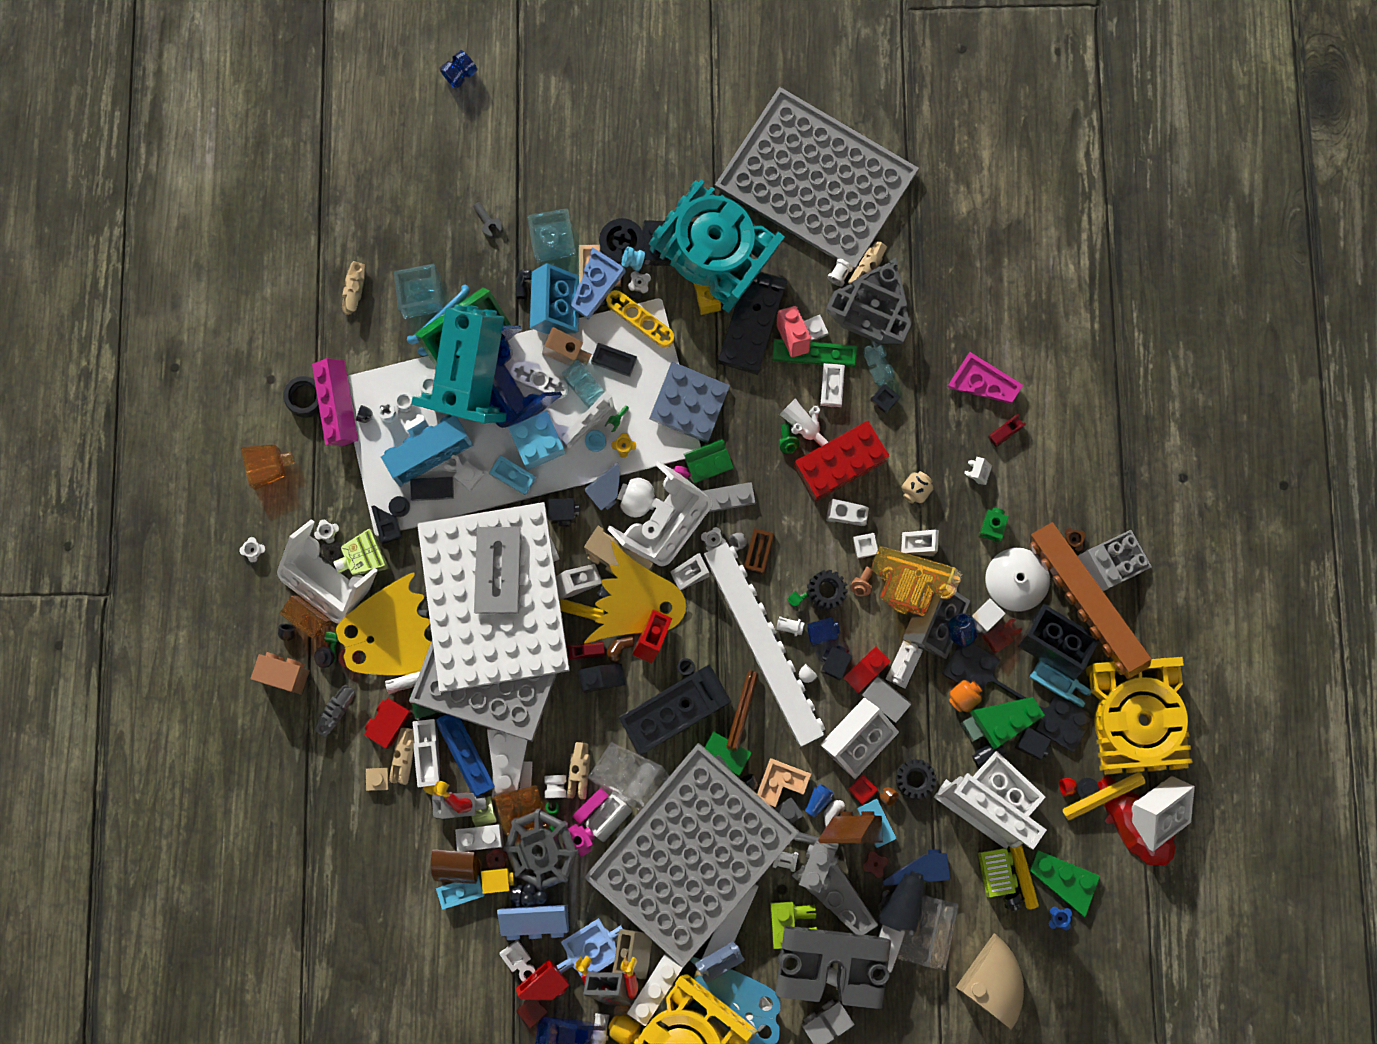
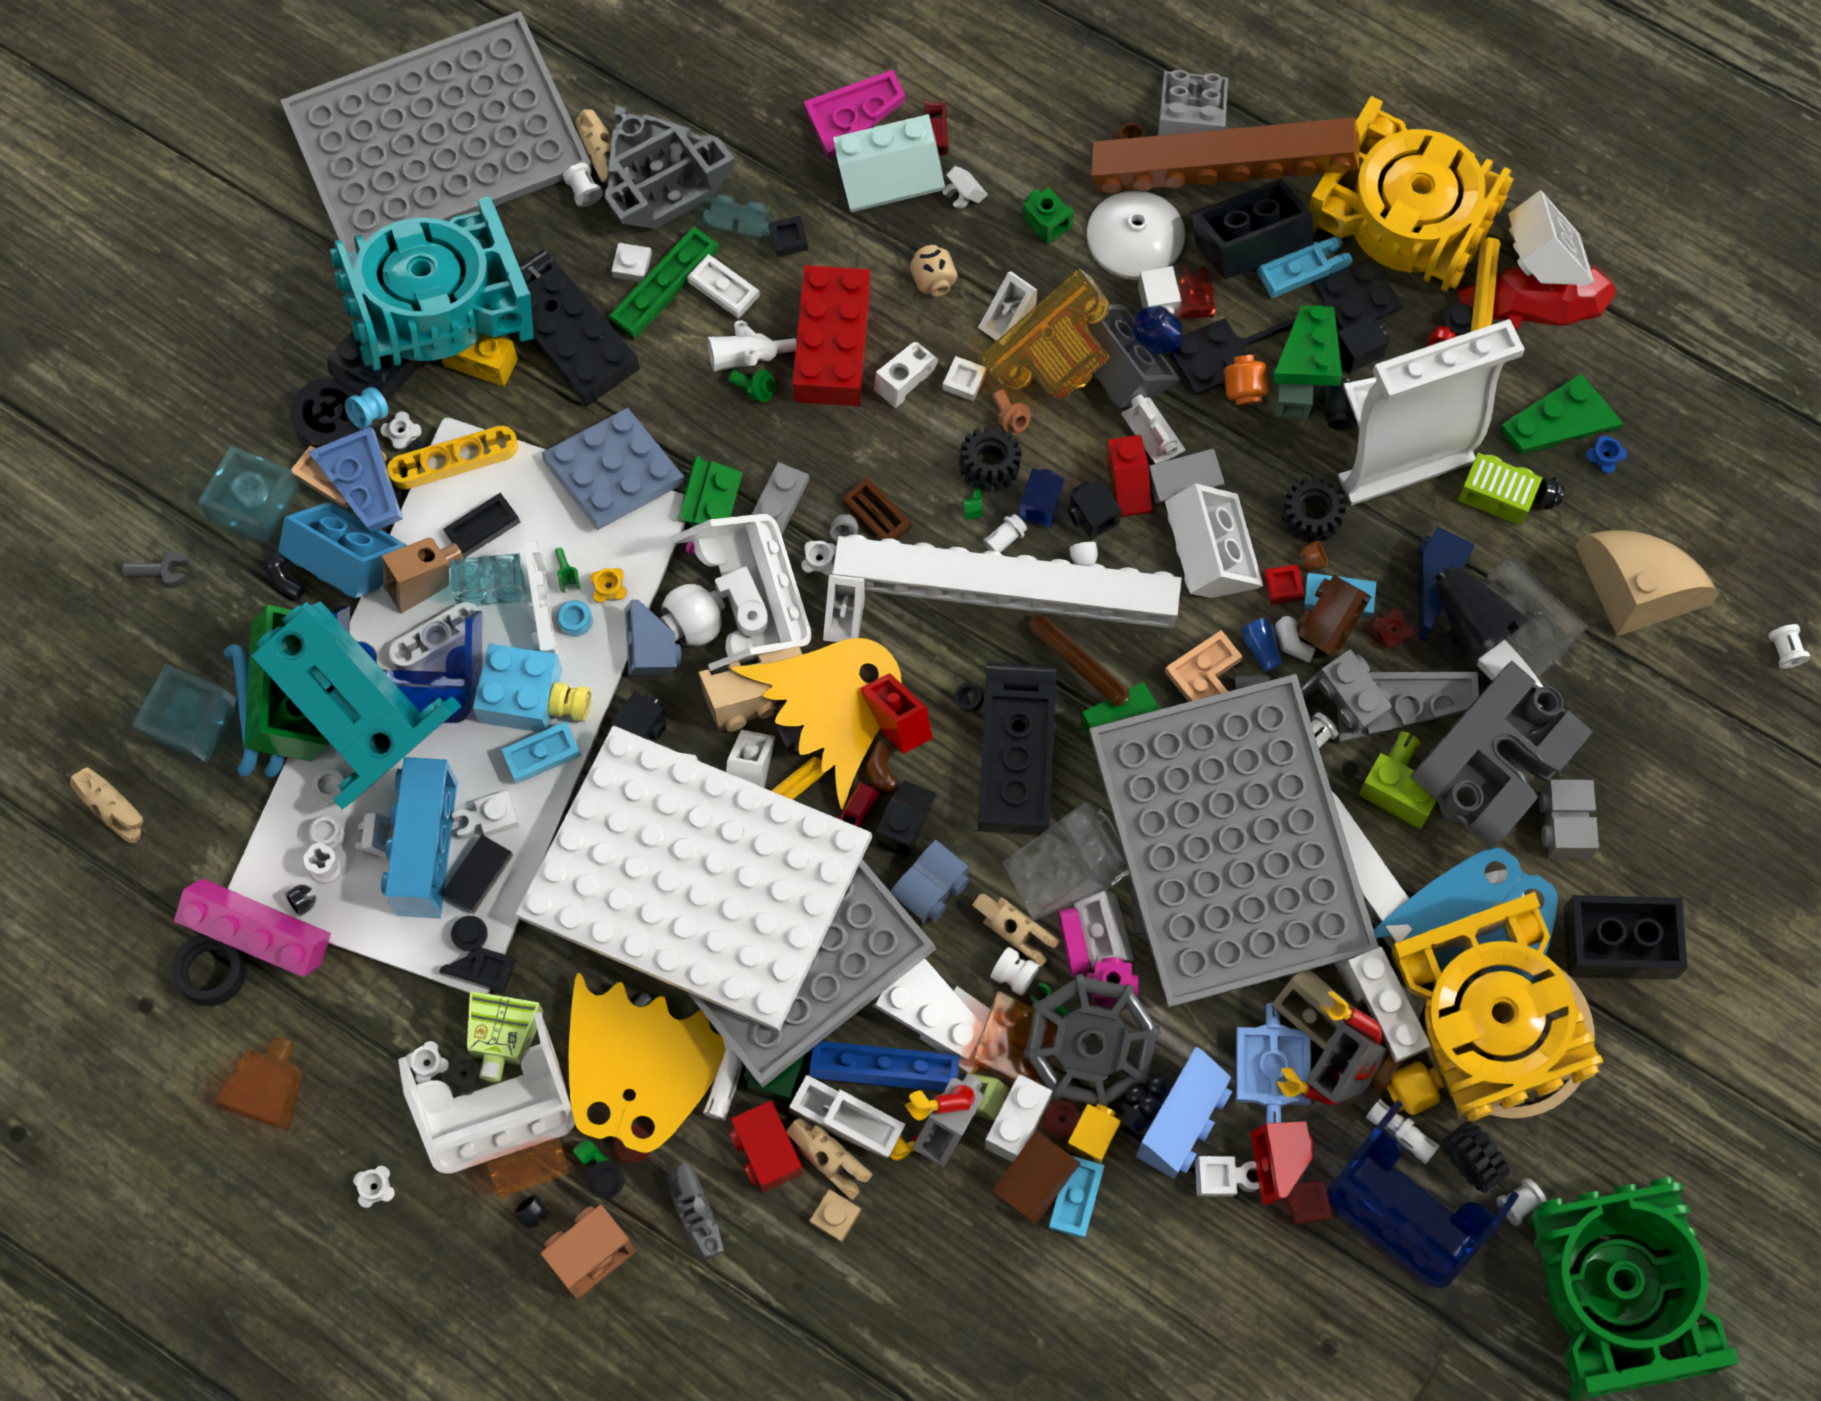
camera: 60 degrees left, 10 degrees down
(508, 599) = (691, 881): light grey piece -> none
(547, 470) = (570, 701): none -> light yellow wheel
(573, 713) = (930, 883): none -> sand blue brick
(719, 962) = (1402, 895): sand blue hinge -> none
(793, 331) = (618, 281): coral brick -> none
(963, 422) = (889, 163): none -> light aqua slope
(1024, 877) = (1538, 465): yellow axle -> none

